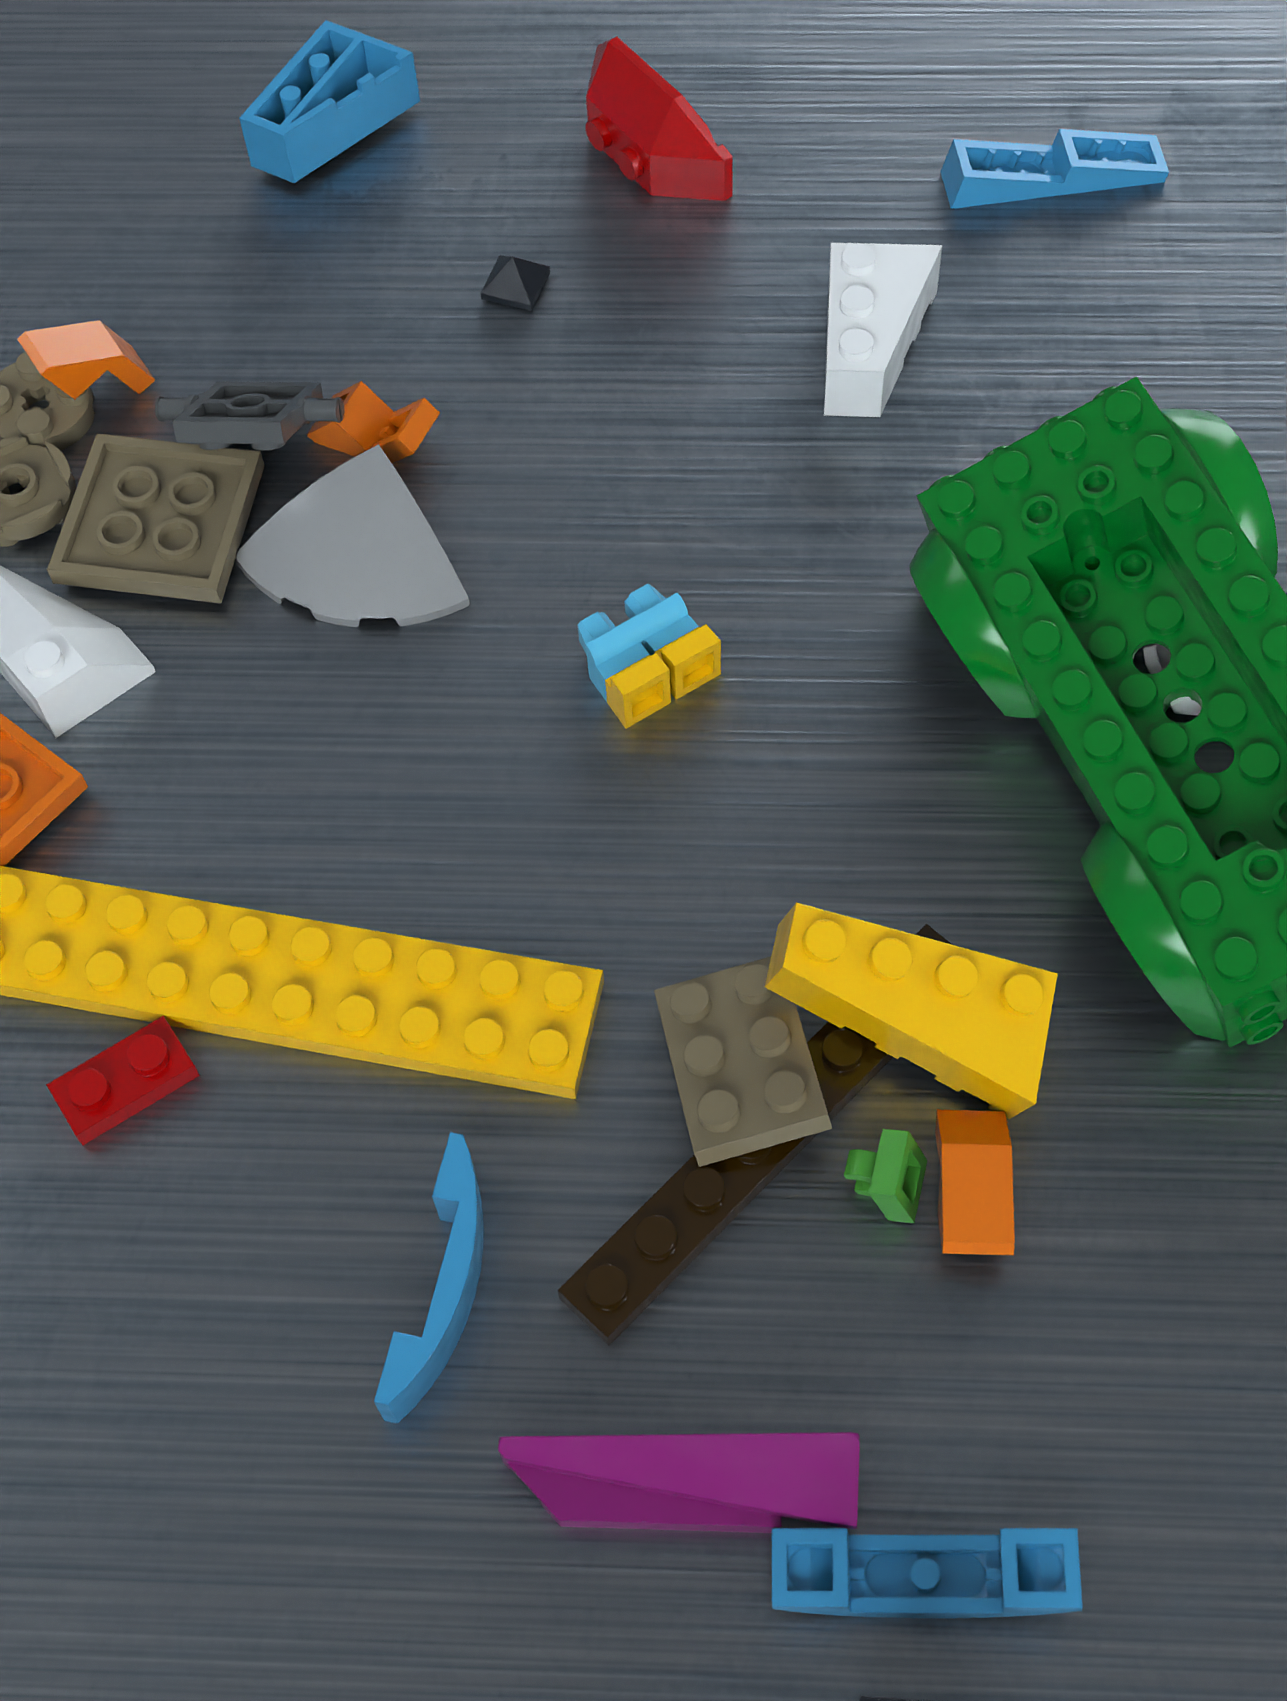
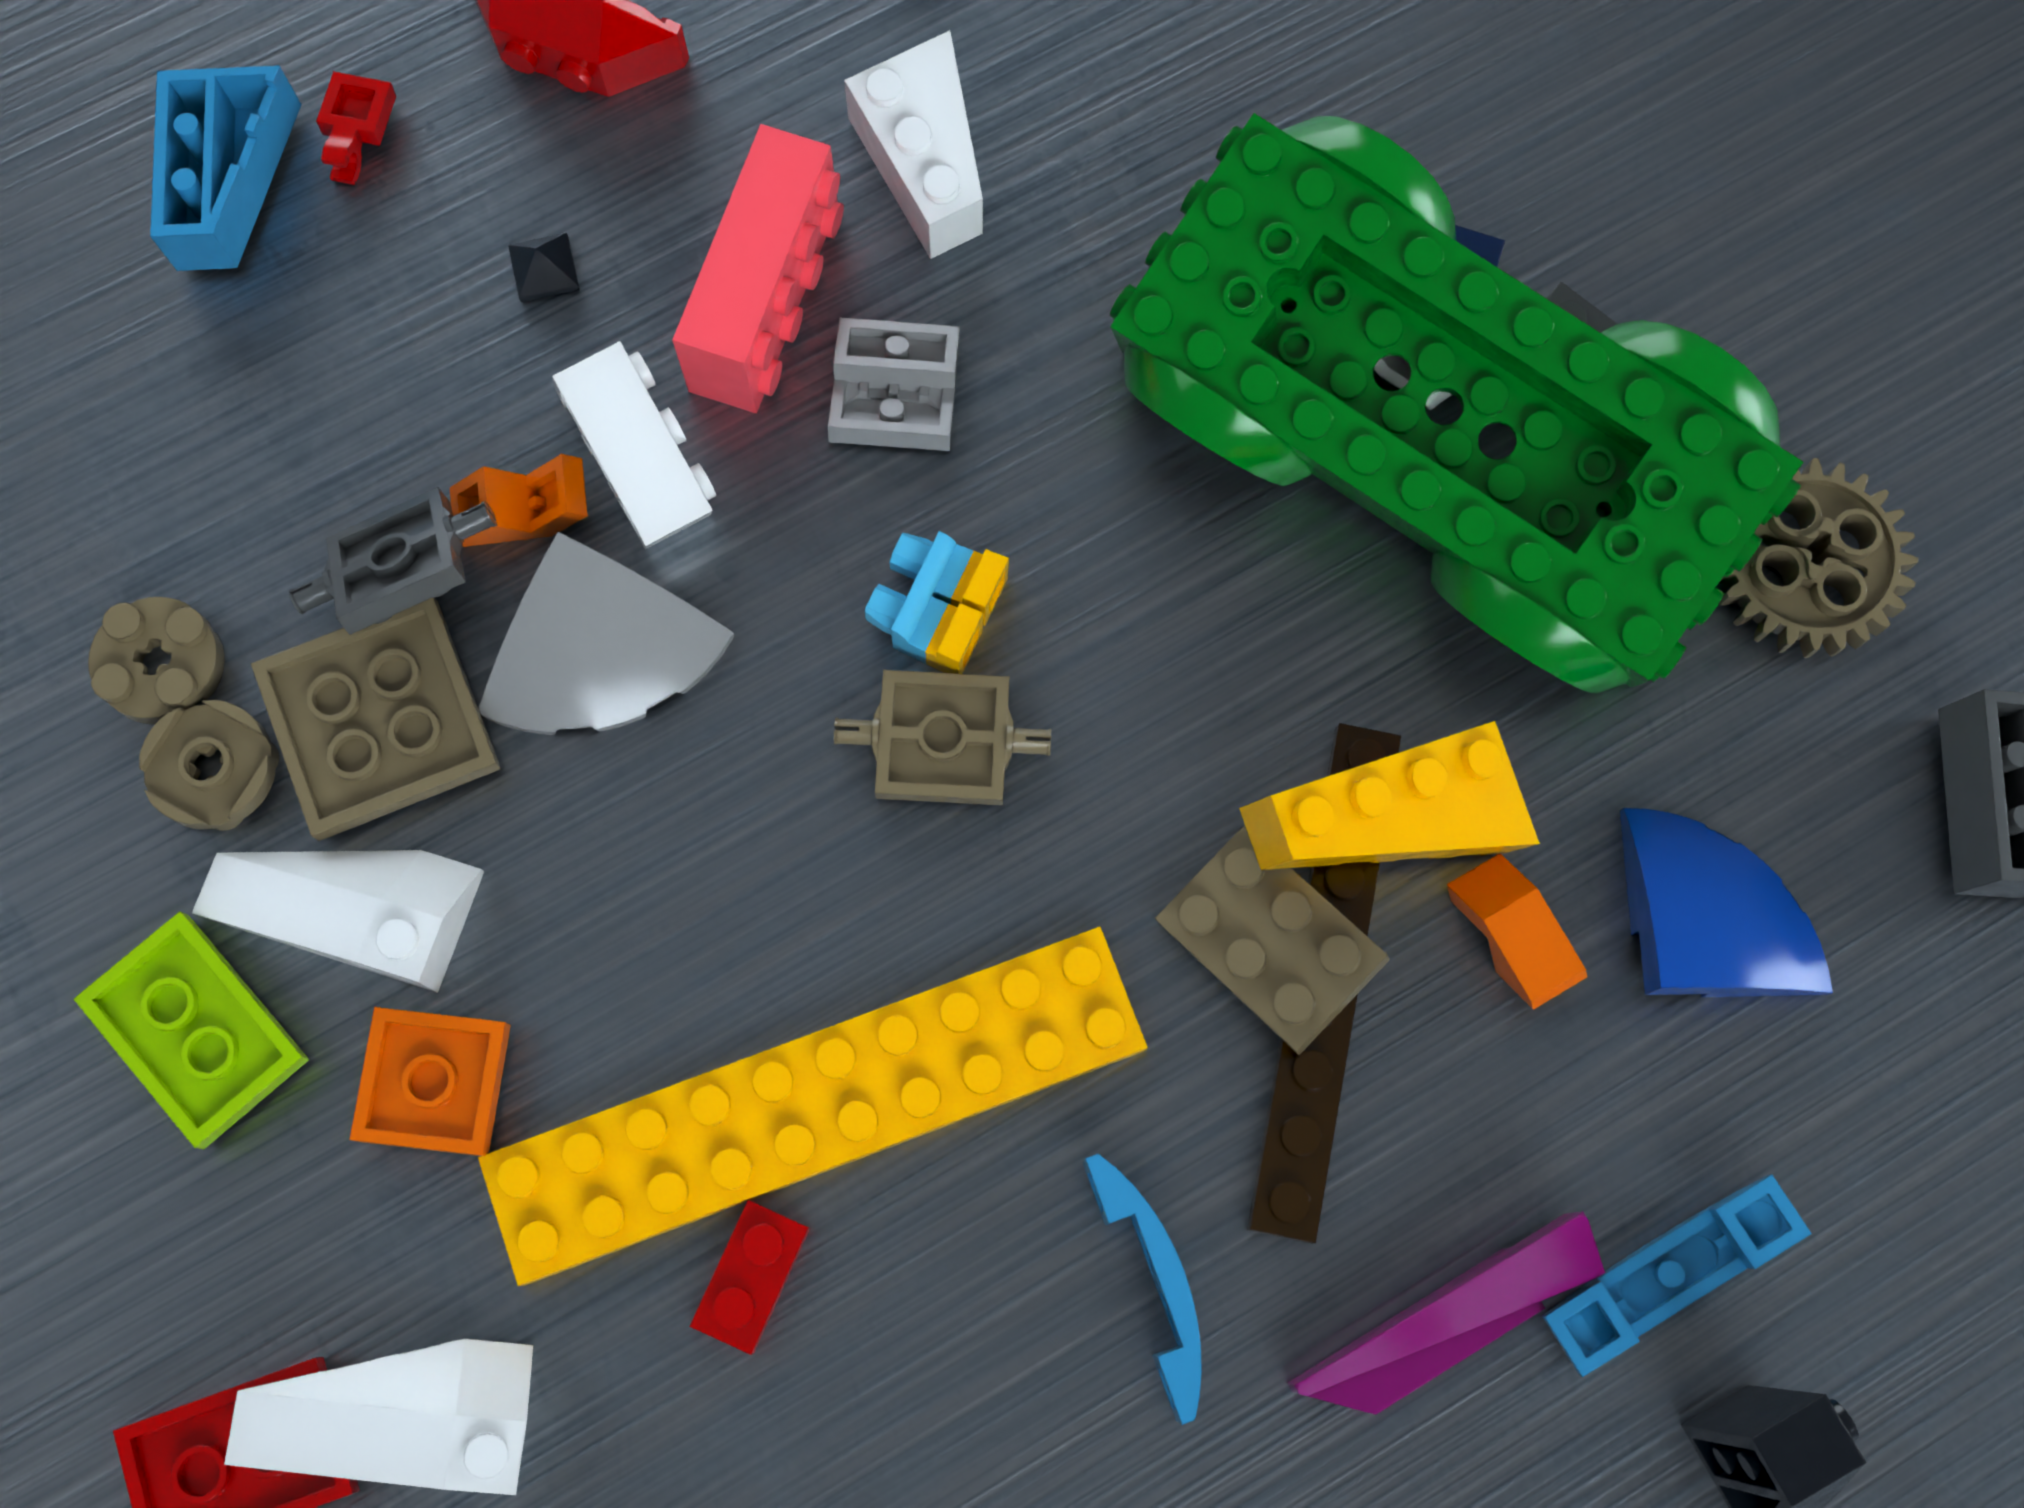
camera: 40 degrees left, 15 degrees up
(81, 353) = (179, 589): orange slope -> none
(447, 119) = (352, 114): none -> red plate
(484, 418) = (635, 443): none -> white wedge
(576, 756) = (942, 737): none -> dark tan plate
(668, 343) = (759, 270): none -> coral brick
(727, 485) = (894, 384): none -> light grey slope
(890, 1175) = (1450, 966): bright green tile -> none
(1183, 1286) = (1713, 914): none -> blue brick

